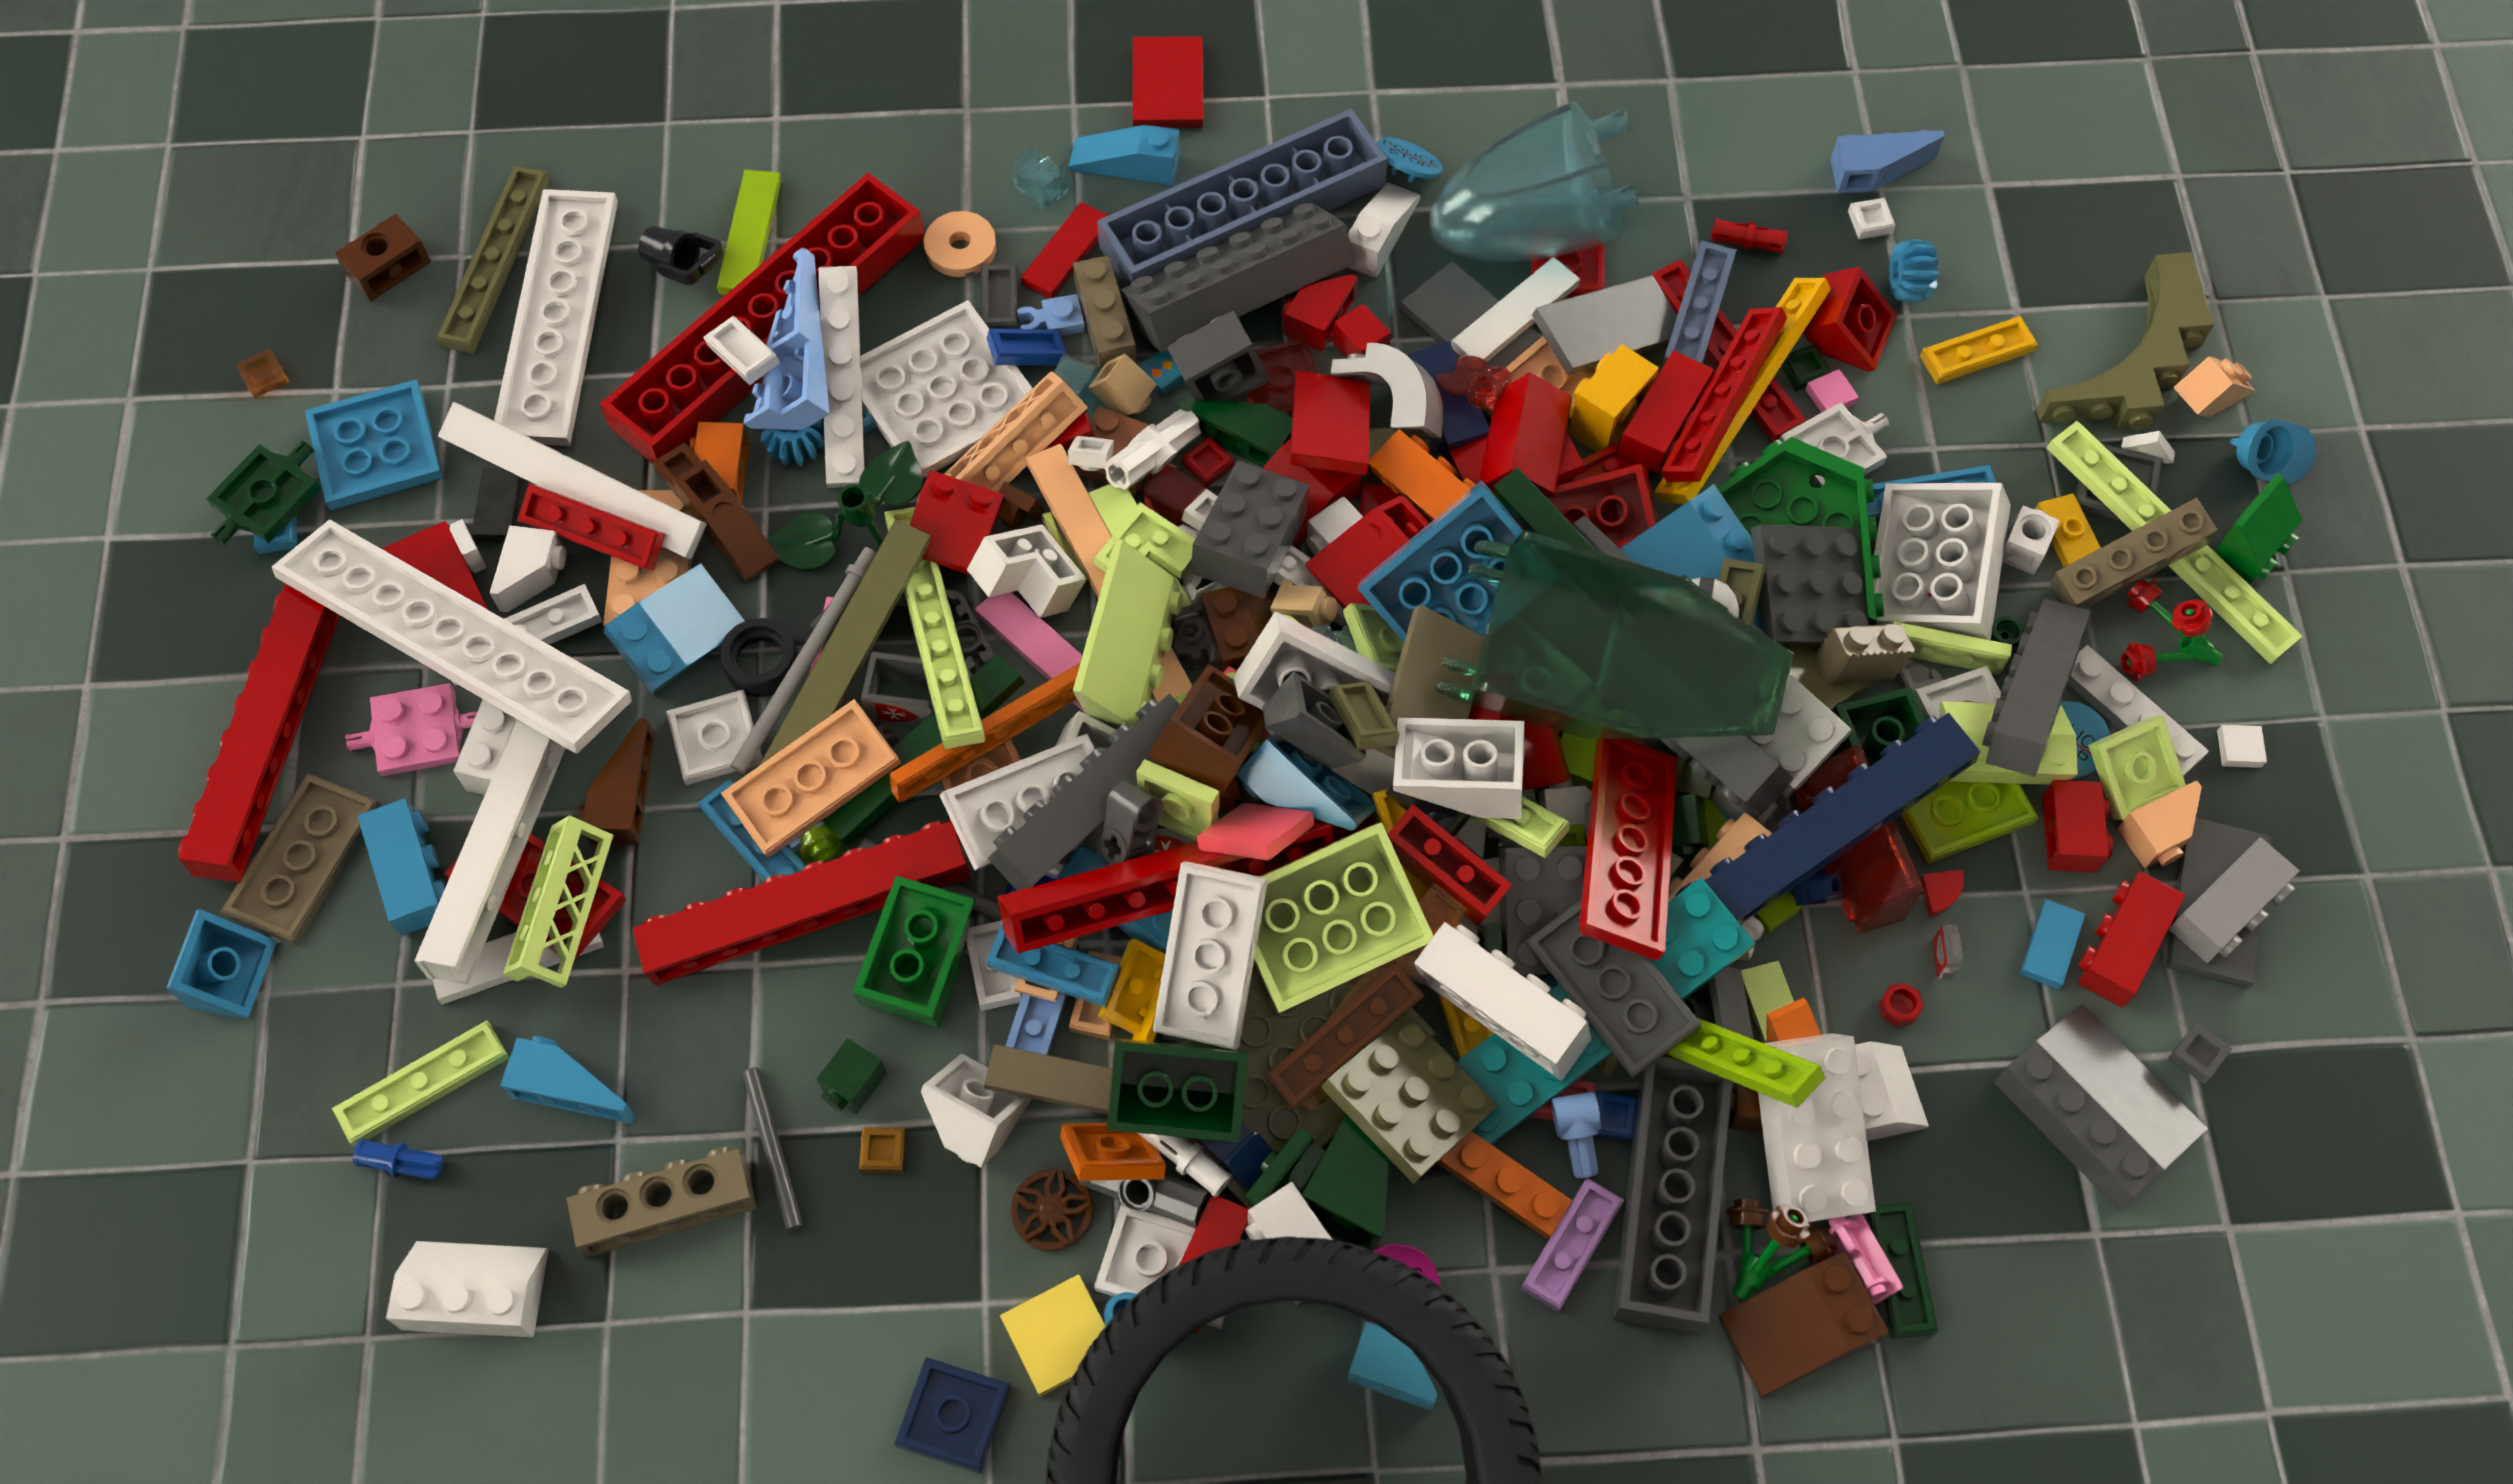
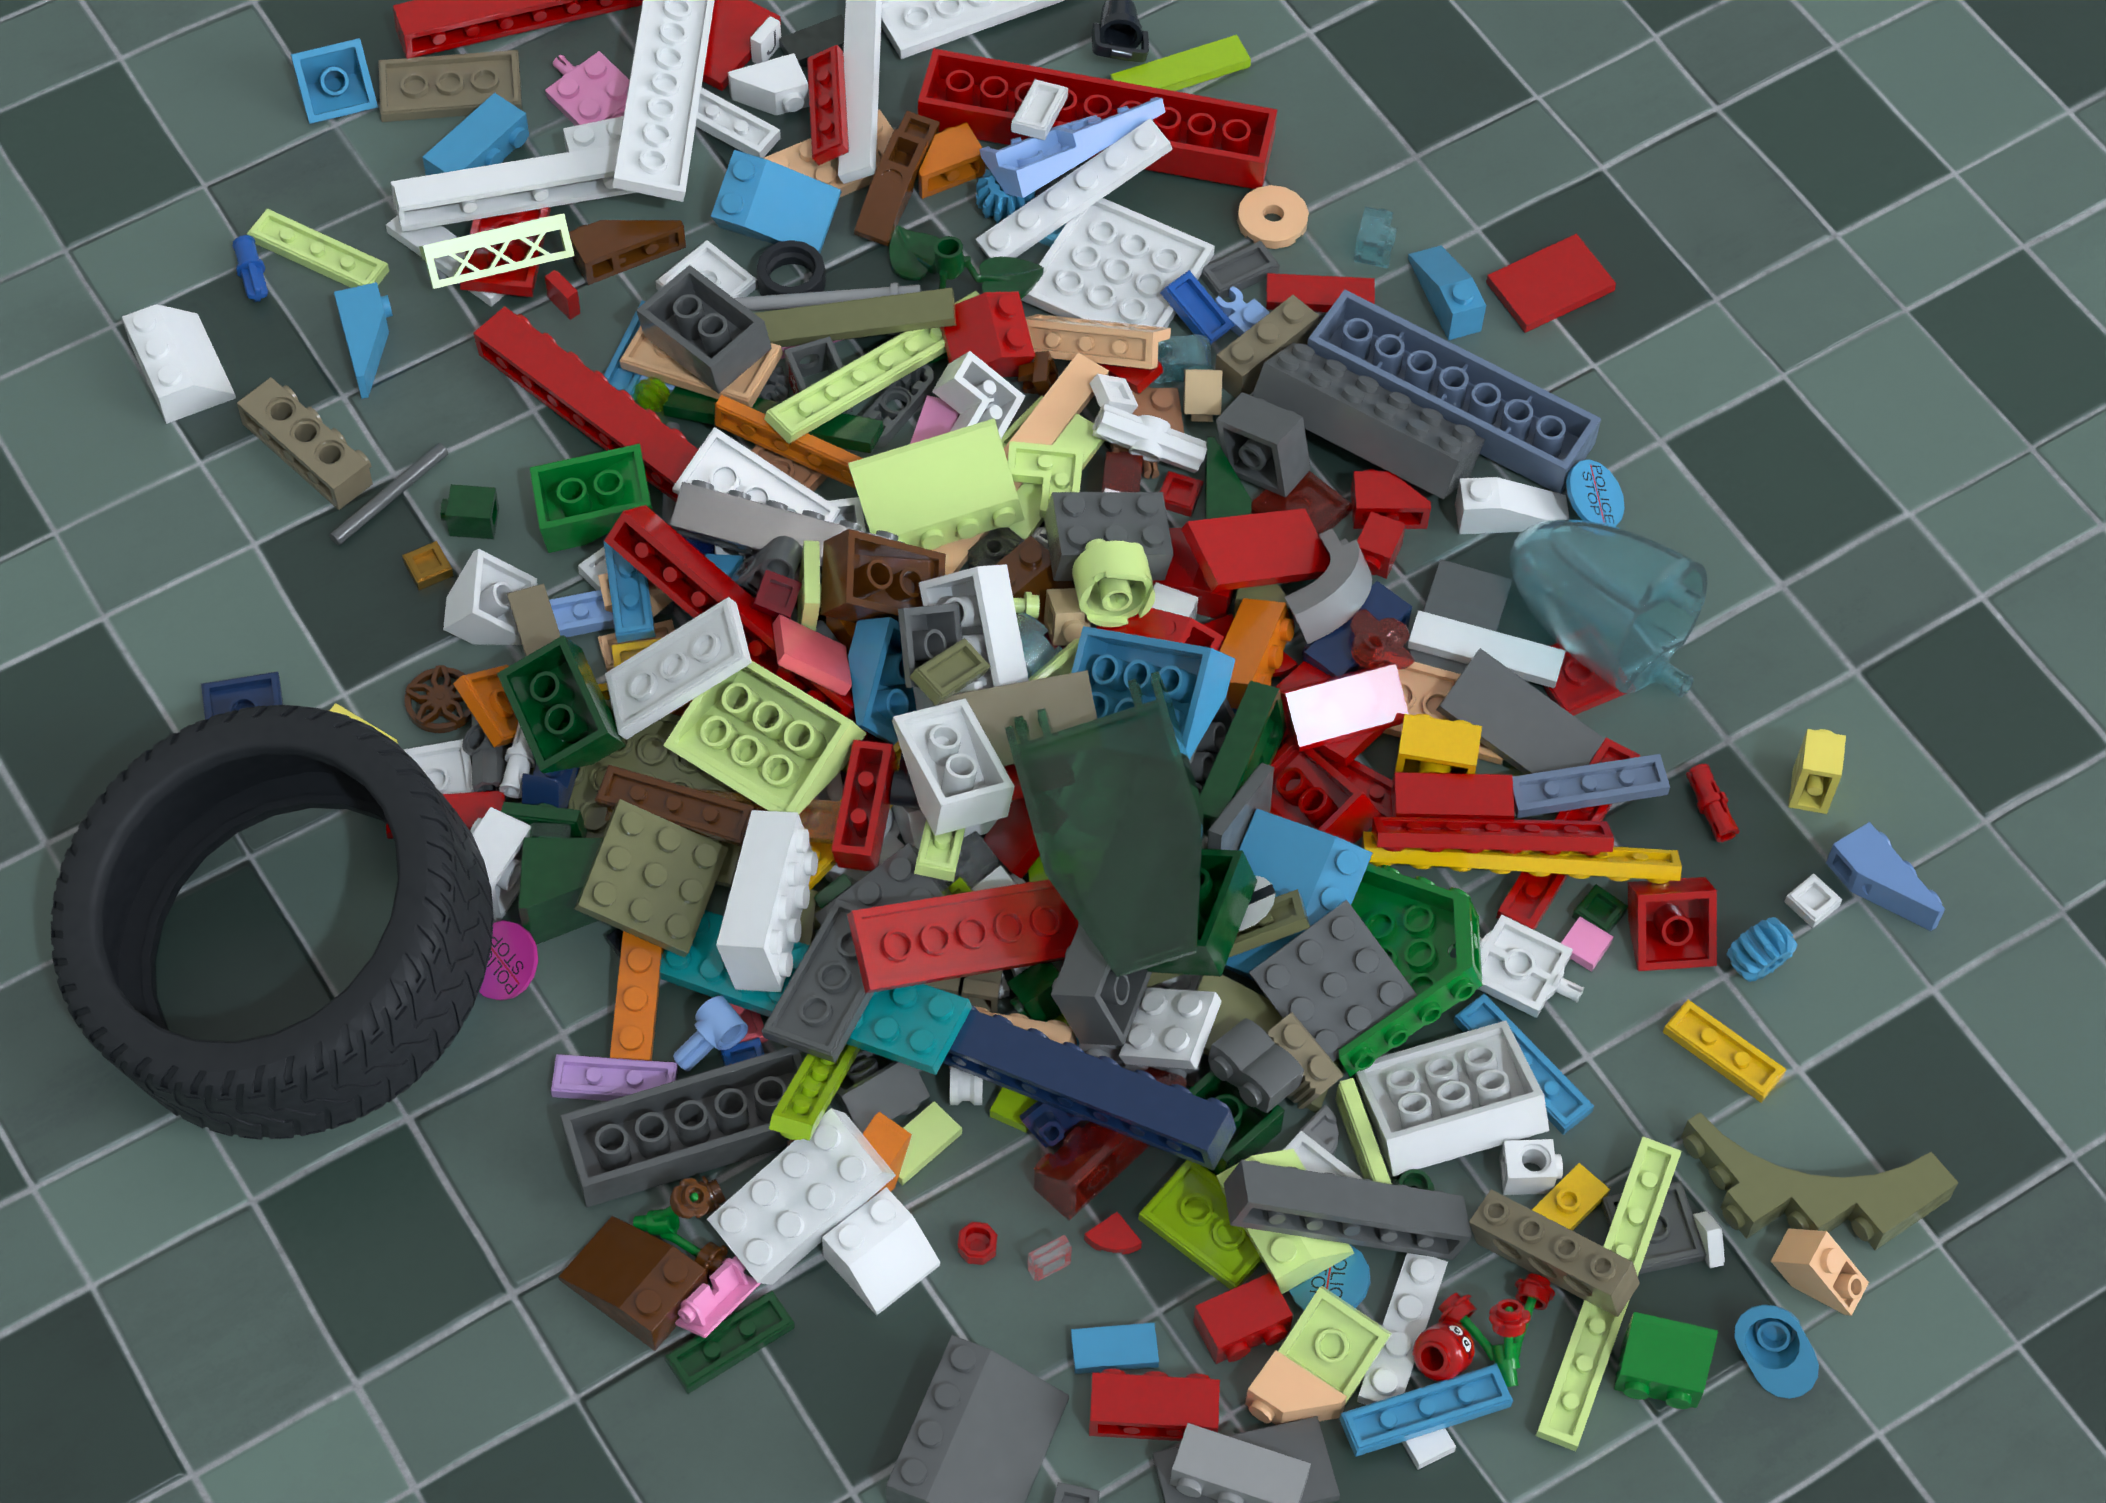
camera: 60 degrees right, 5 degrees down
(644, 870) = (562, 294): none -> red tile
(801, 752) = (704, 329): none -> dark grey brick
(1173, 828) = (776, 595): none -> dark red plate
(1313, 545) = (1113, 582): none -> yellowish green brick
(1771, 145) = (1817, 771): none -> light yellow brick
(1868, 683) = (1255, 1065): none -> dark grey brick
(2177, 688) = (1443, 1351): none -> red head
(2224, 730) = (1425, 1410): none -> dark azure tile

